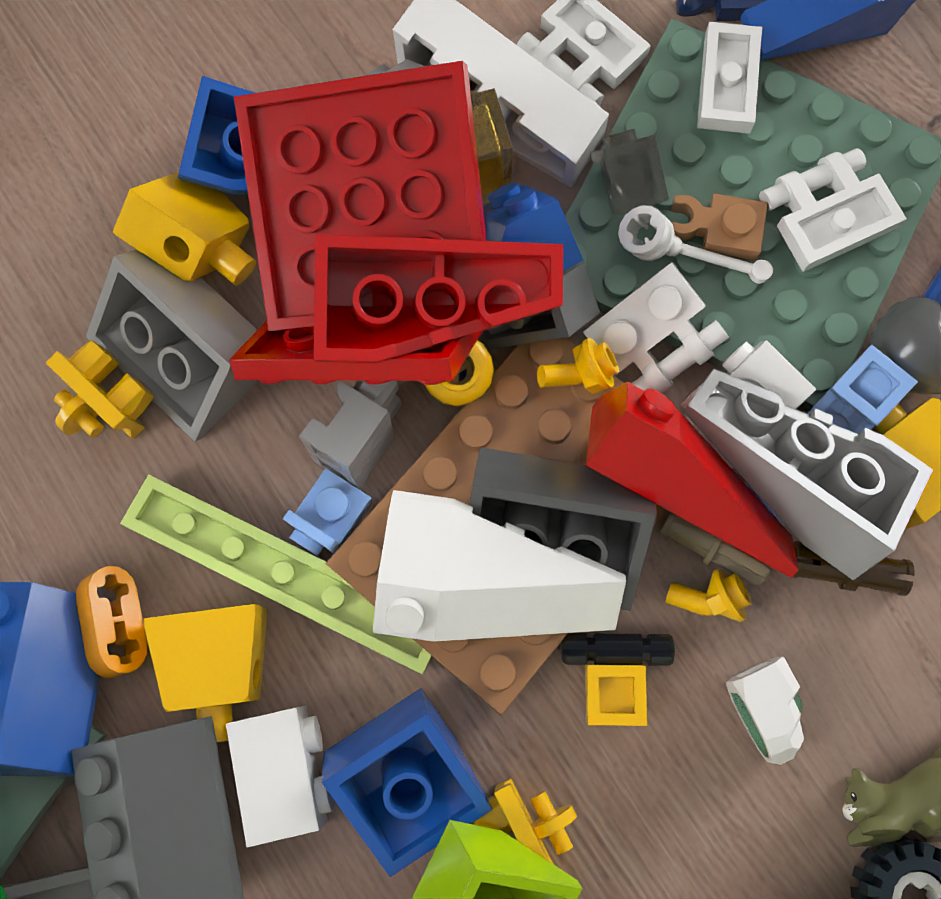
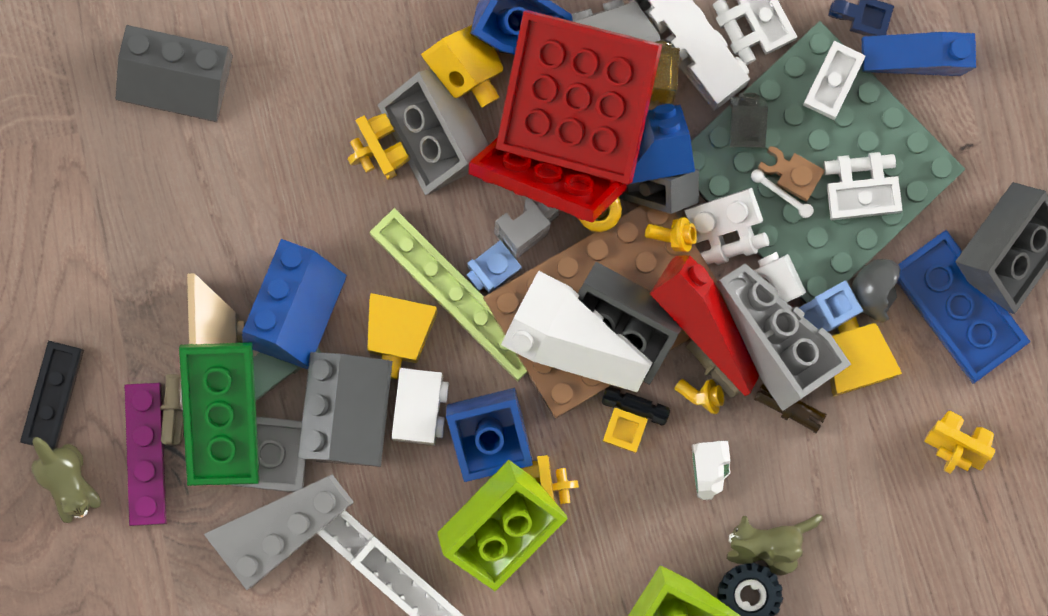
camera: 15 degrees right, 5 degrees up
(111, 622) = (347, 288): light orange beam -> none
(413, 293) = (582, 166): red wedge -> none
(639, 218) = (734, 168): white bush -> none

